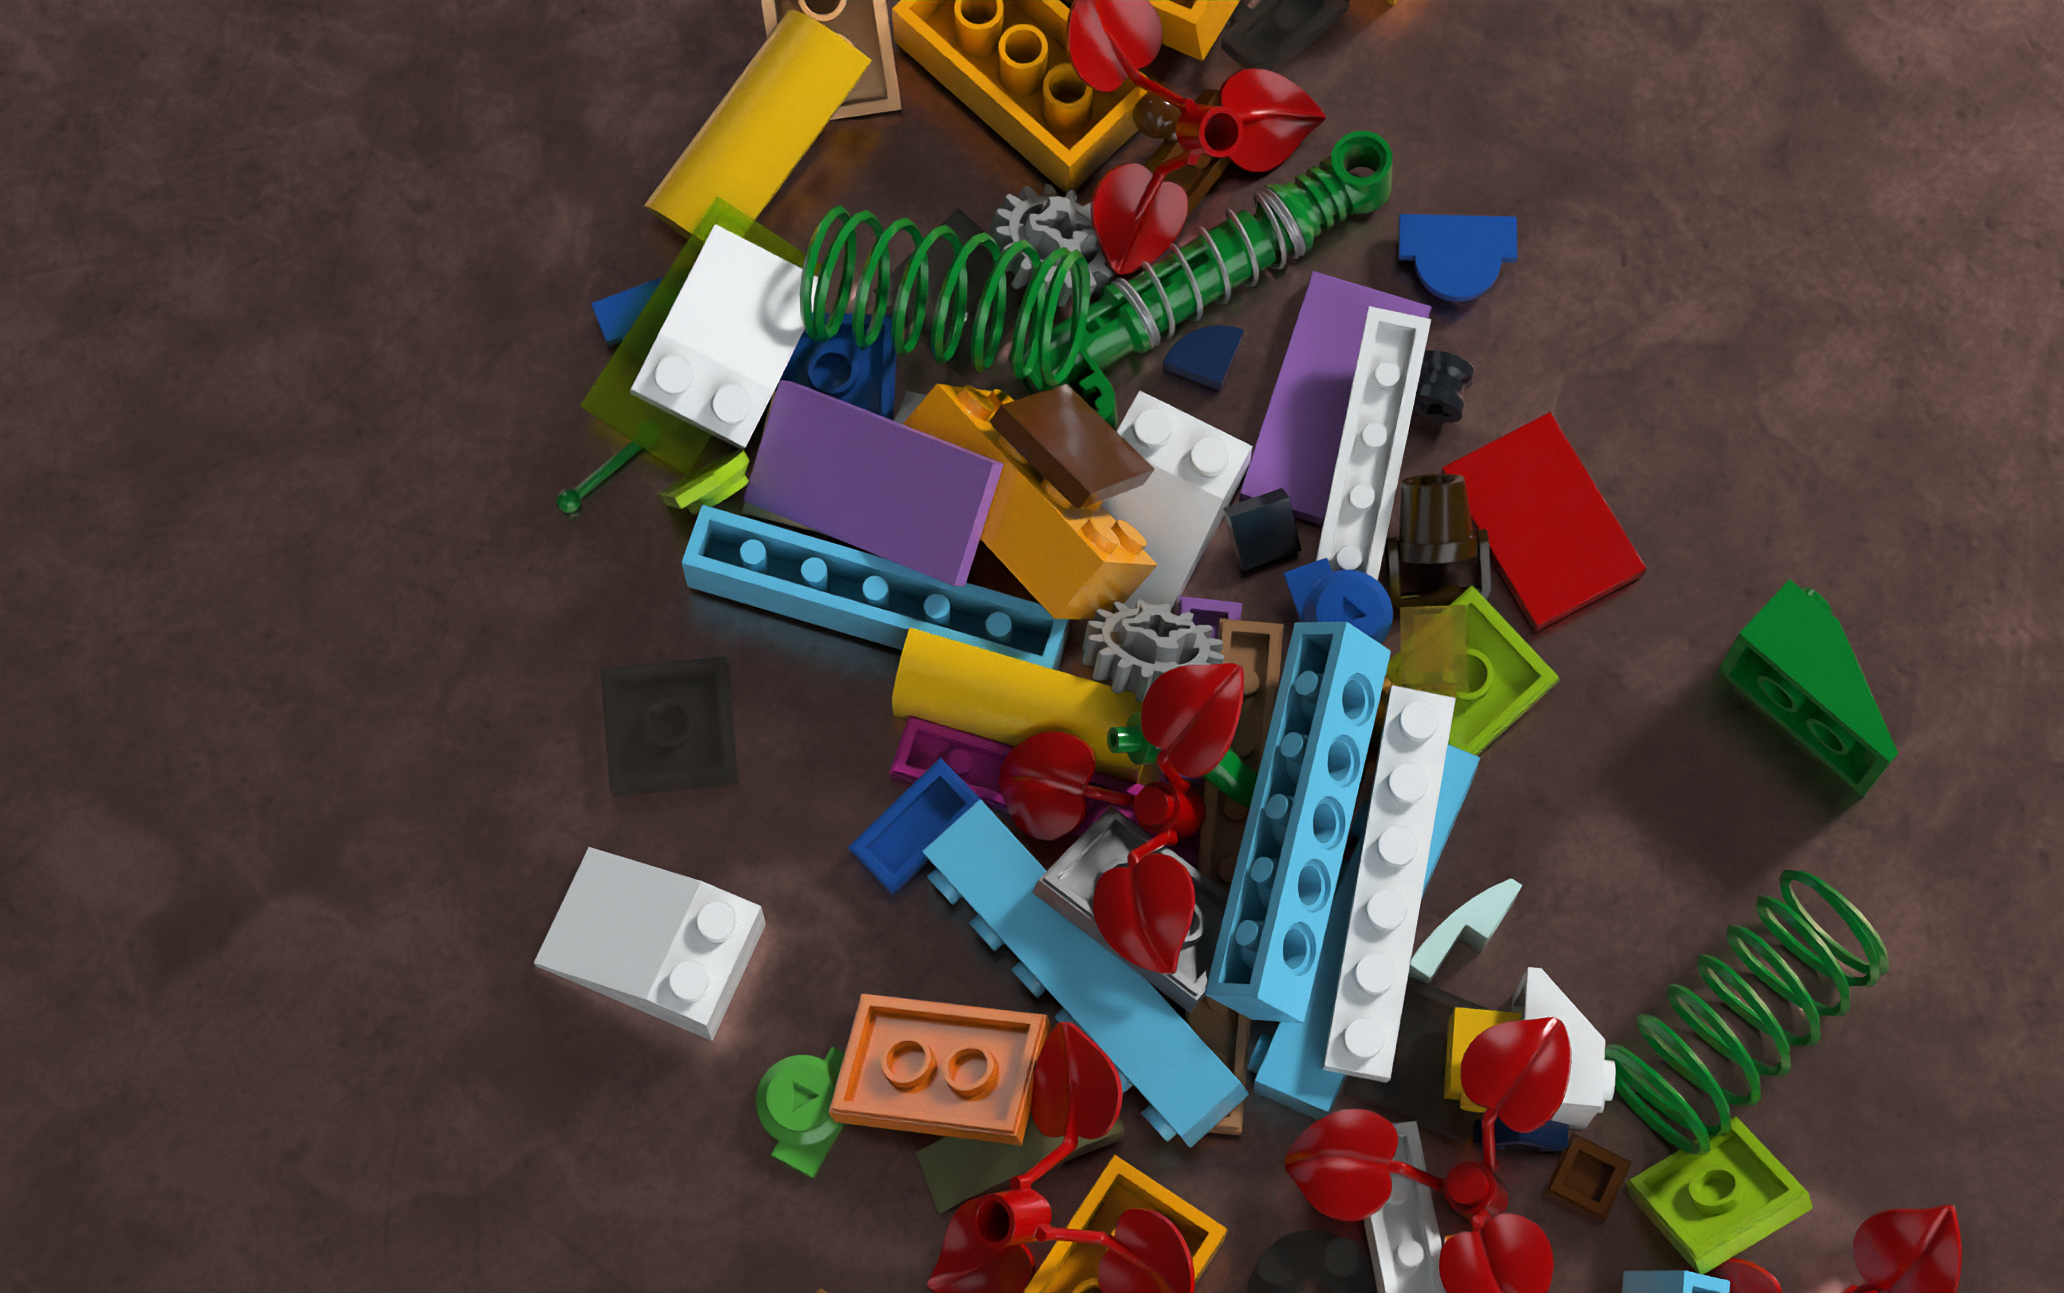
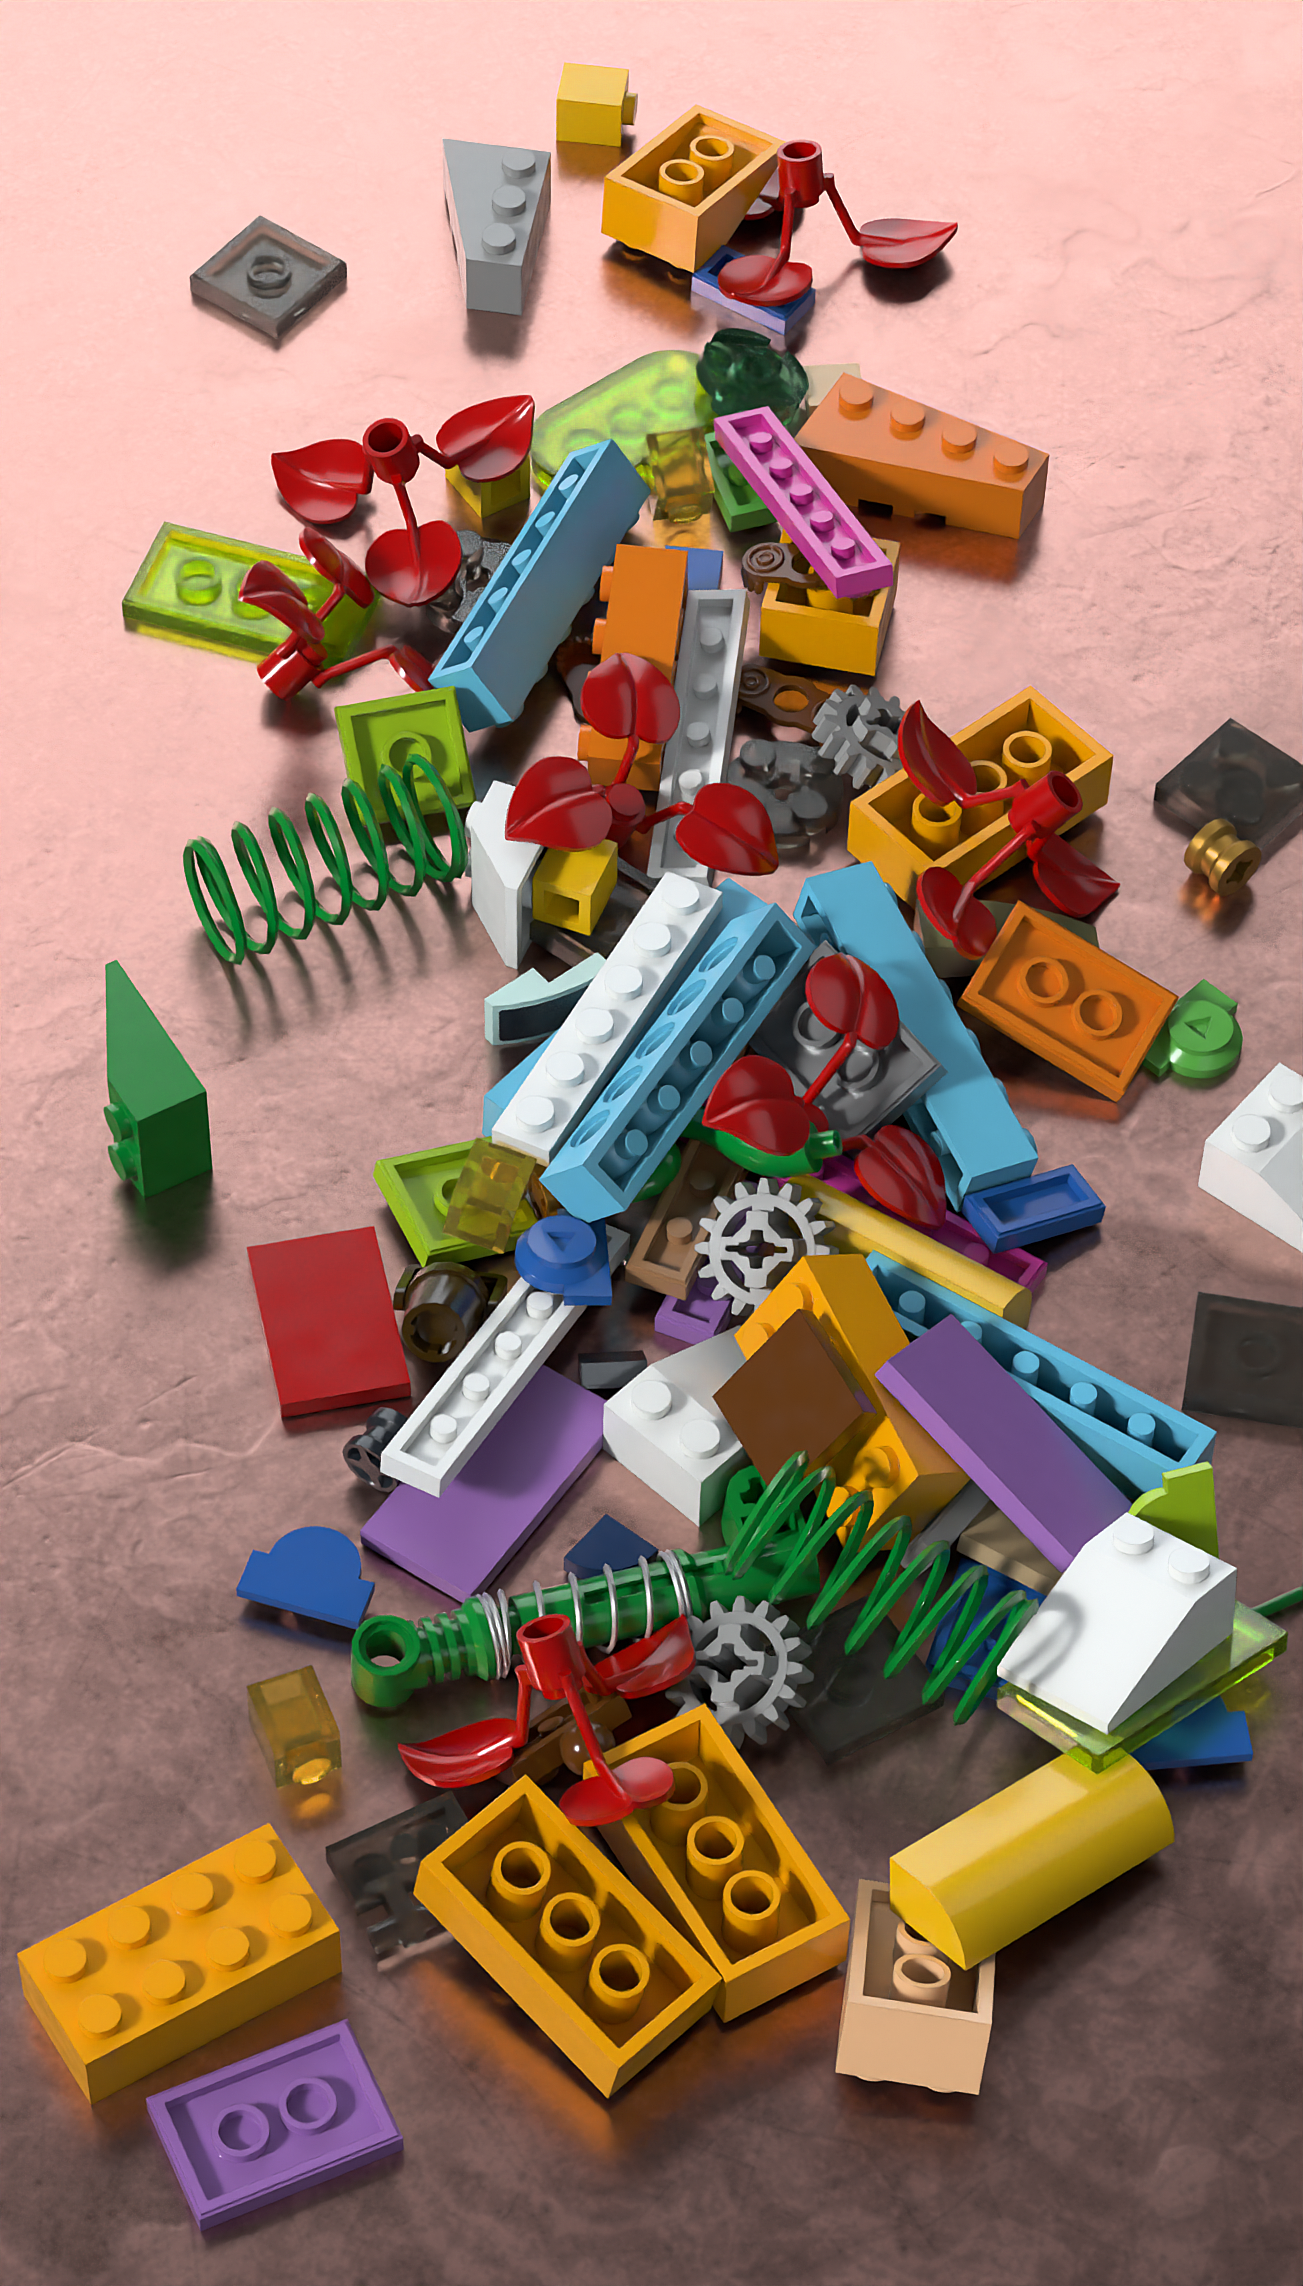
camera: 165 degrees left, 20 degrees down
(1416, 101) = (294, 1727): none -> clear yellow brick

